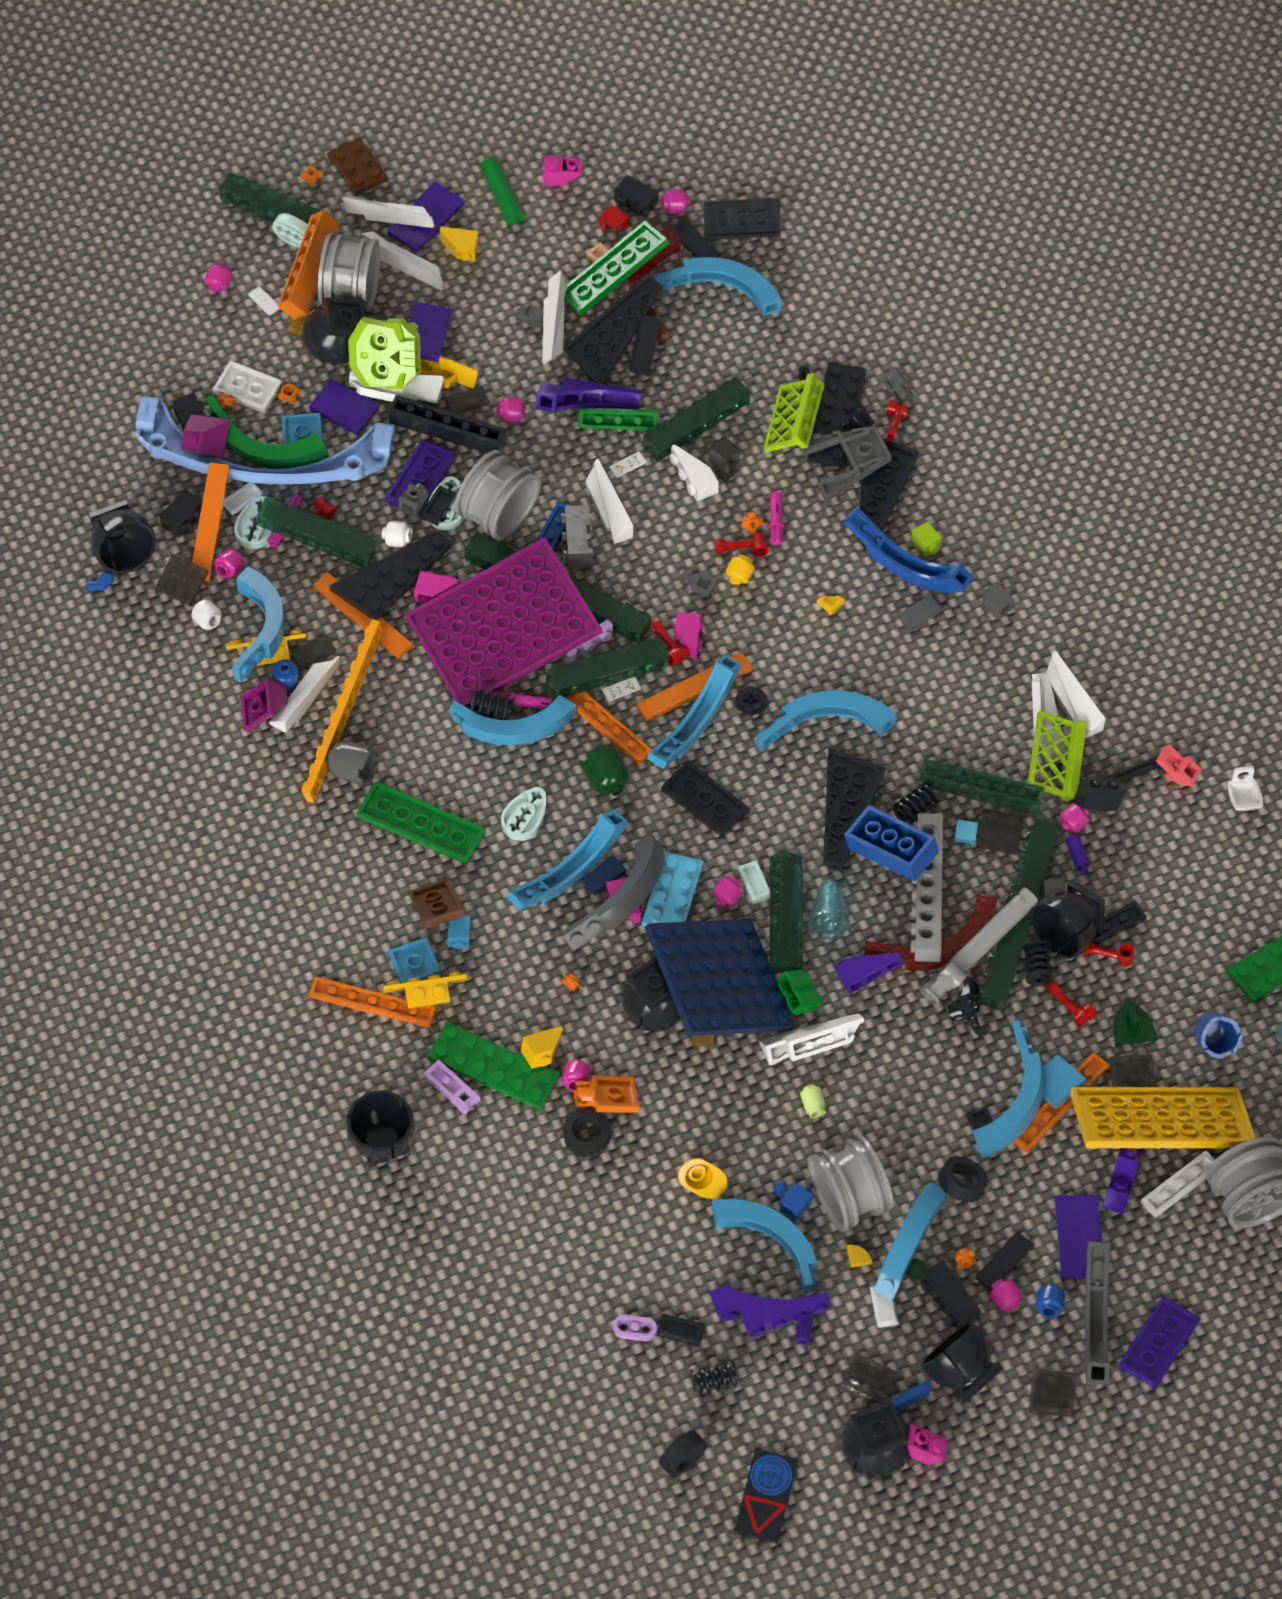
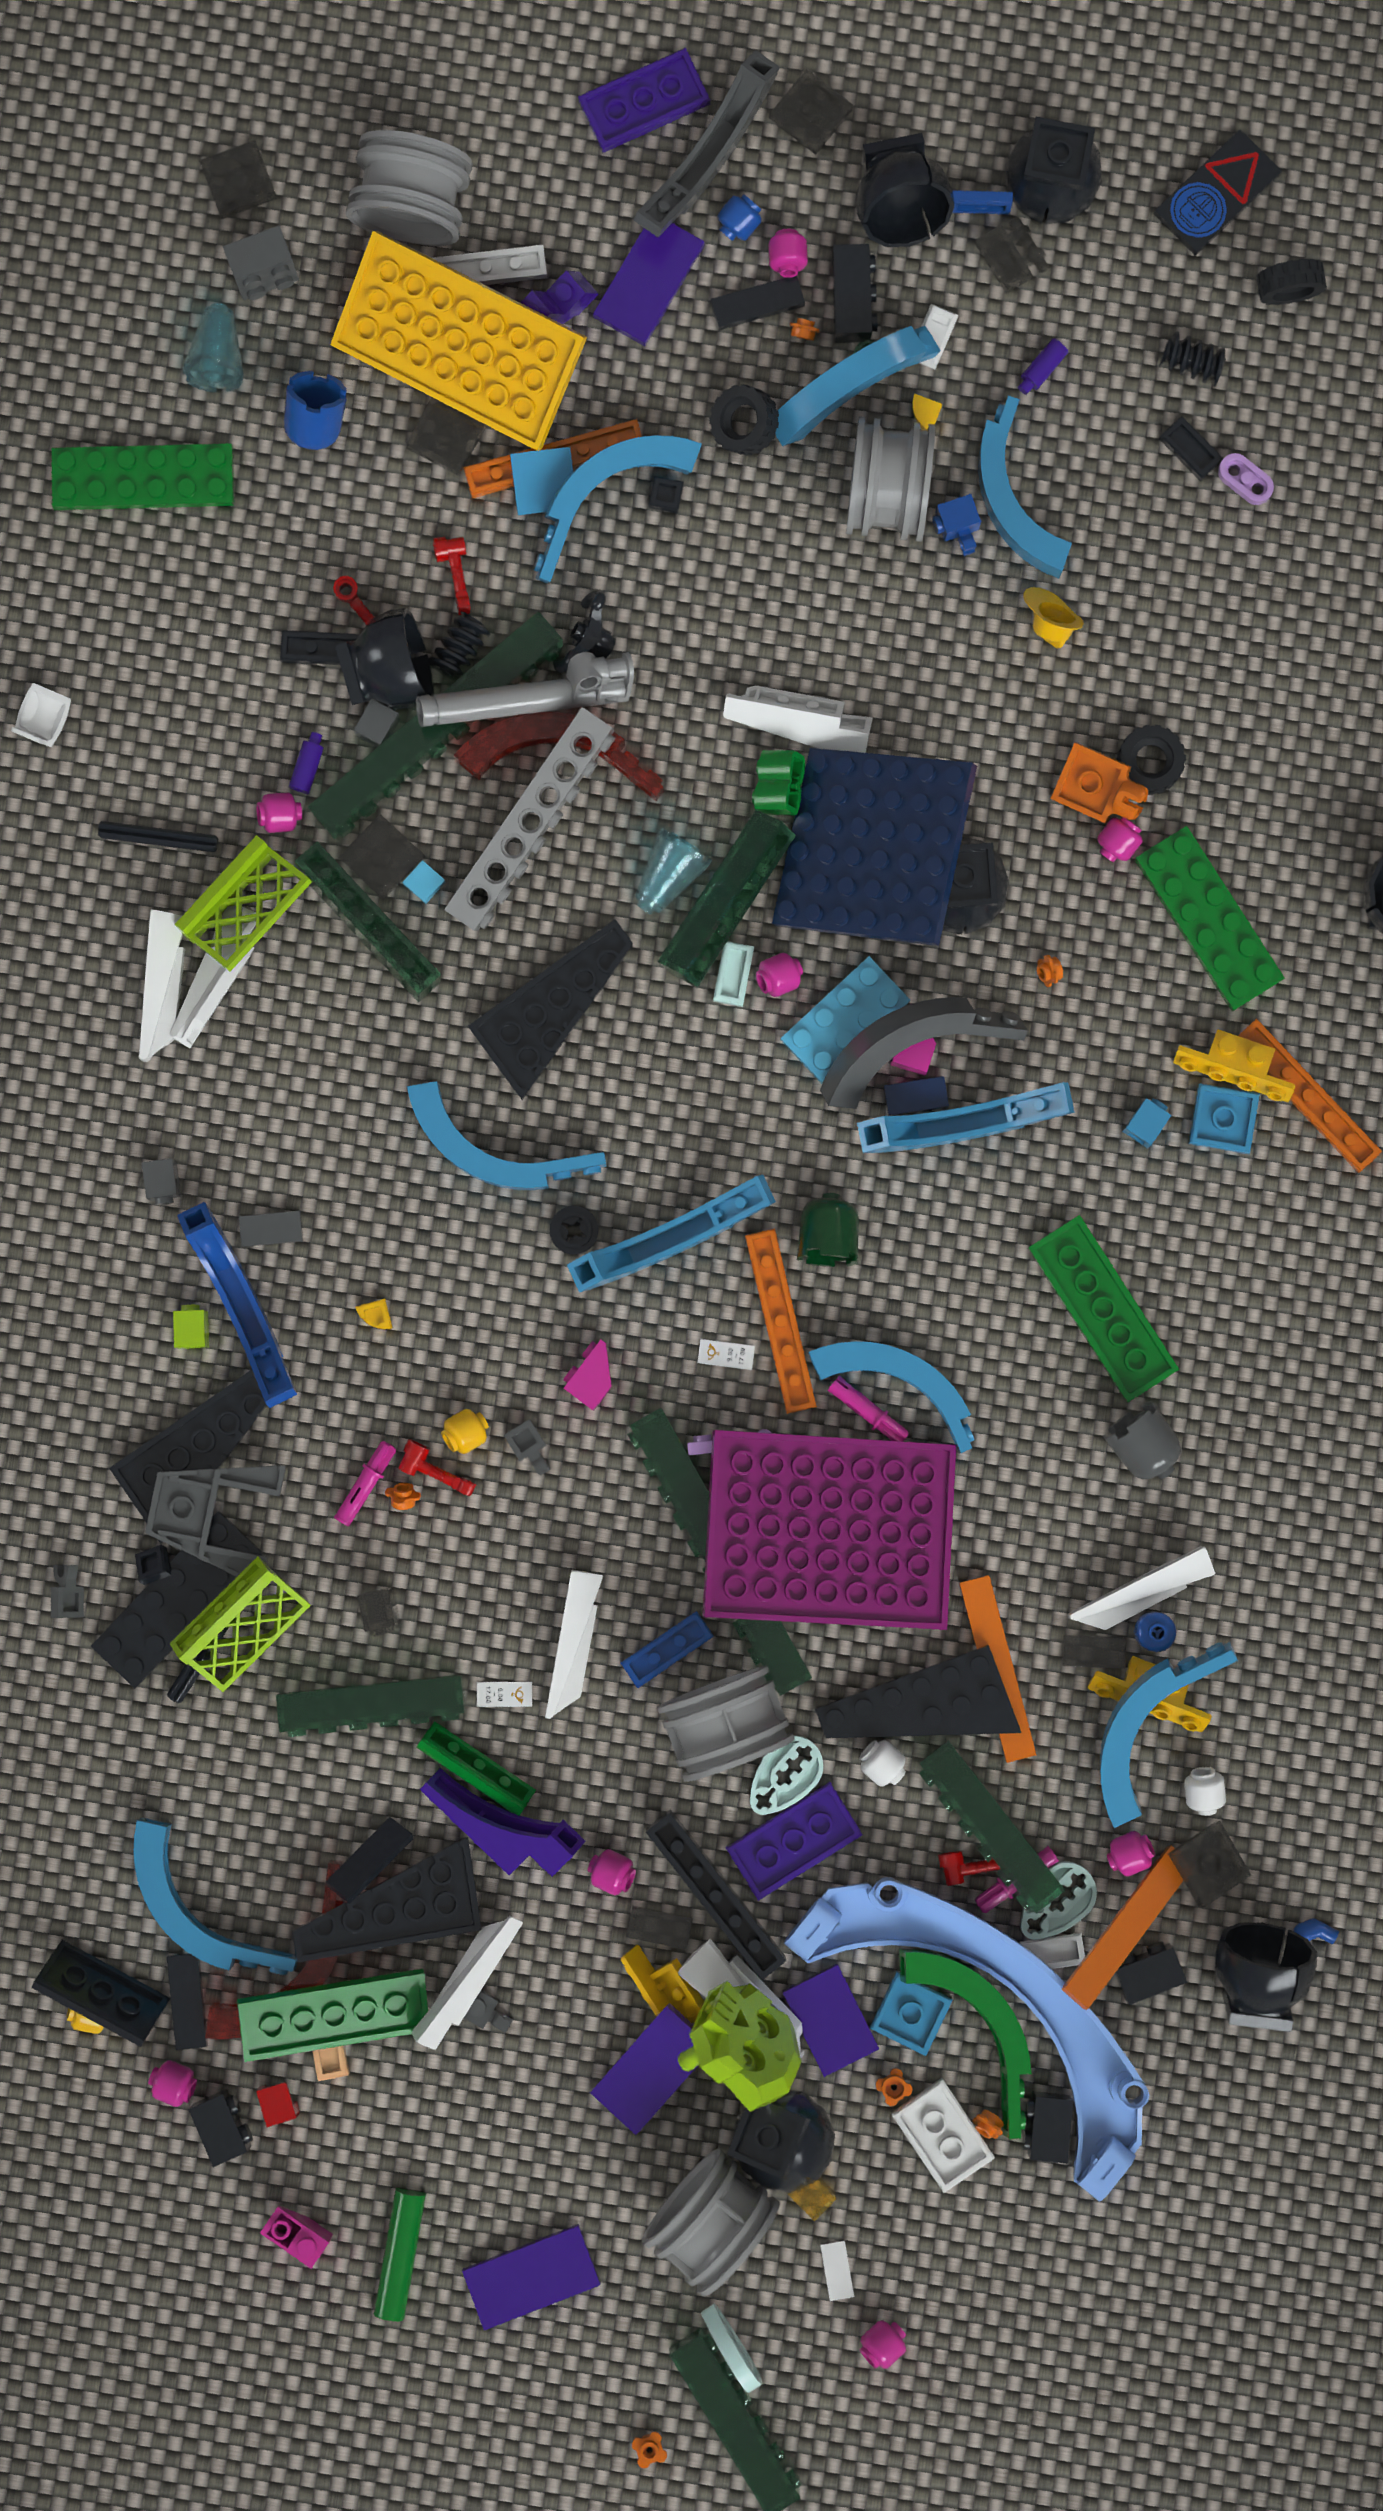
camera: 145 degrees left, 25 degrees up
(205, 436) = (1058, 2072): magenta slope -> none
(262, 702) = (1208, 1603): magenta slope -> none
(305, 270) = (773, 2261): orange brick -> none
(344, 706) = (1102, 1539): light orange plate -> none
(357, 166) = (574, 2427): reddish brown plate -> none
(388, 212) = (582, 2314): white wedge -> none
(408, 262) = (607, 2220): white wedge -> none
(413, 499) = (836, 1791): dark grey brick -> none
(432, 585) = (883, 1648): dark pink slope -> none
(436, 903) = (1158, 1171): reddish brown plate -> none
(438, 505) = (802, 1773): black tile -> none
(451, 1086) = (1279, 919): lavender plate -> none
(460, 242) = (512, 2196): yellow slope -> none
(491, 703) = (916, 1418): black piece -> none
(531, 822) = (958, 1225): light aqua piece -> none
(541, 1047) = (1142, 894): yellow slope -> none
(577, 537) = (650, 1608): flat silver wedge -> none
(607, 668) = (732, 1384): clear green brick -> none
(676, 653) = (625, 1358): red brick -> none
(683, 691) = (634, 1298): orange tile -> none
(697, 475) = (427, 1610): white slope -> none
(705, 799) = (720, 1127): black tile -> none
(763, 1313) = (1089, 397): dark purple arch -> none
(813, 1101) = (853, 633): yellowish green brick -> none
(862, 970) = (682, 762): dark purple slope -> none
(891, 843) = (542, 895): blue brick -> none
(897, 411) = (93, 1552): red brick -> none
(914, 802) = (464, 952): black piece -> none
(926, 1445) = (1003, 123): dark pink slope -> none
(1099, 793) = (229, 816): black brick -> none
(1132, 1025) = (397, 505): dark green shield -> none
(1179, 769) = (98, 801): coral brick -> none

